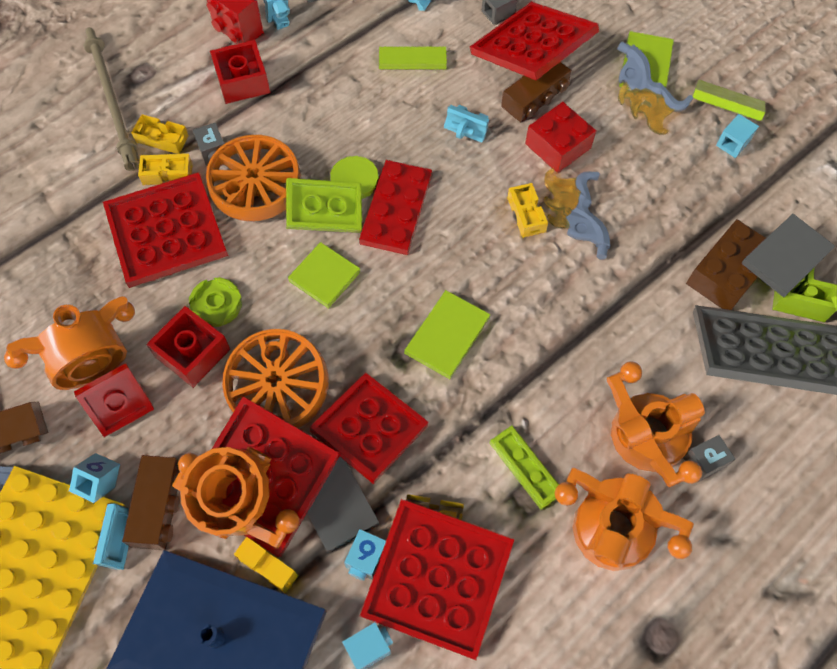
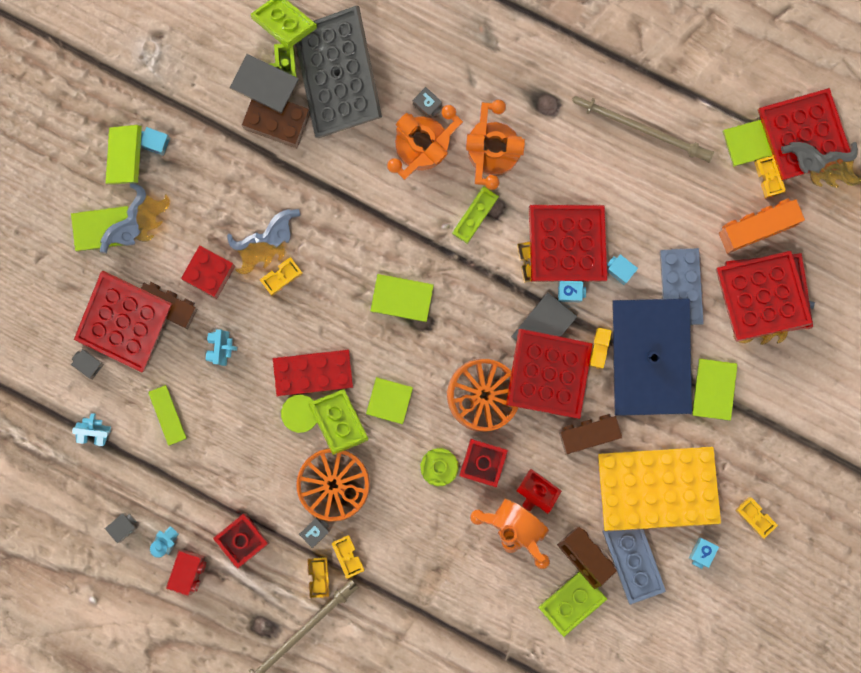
camera: 115 degrees left, 20 degrees up
(94, 477) = (591, 477): medium azure brick -> none
(110, 549) = (619, 447): medium azure tile -> none
(164, 229) = (398, 530): red plate -> none
(204, 486) = (588, 381): orange piece -> none
(369, 427) = (490, 322): red plate -> none

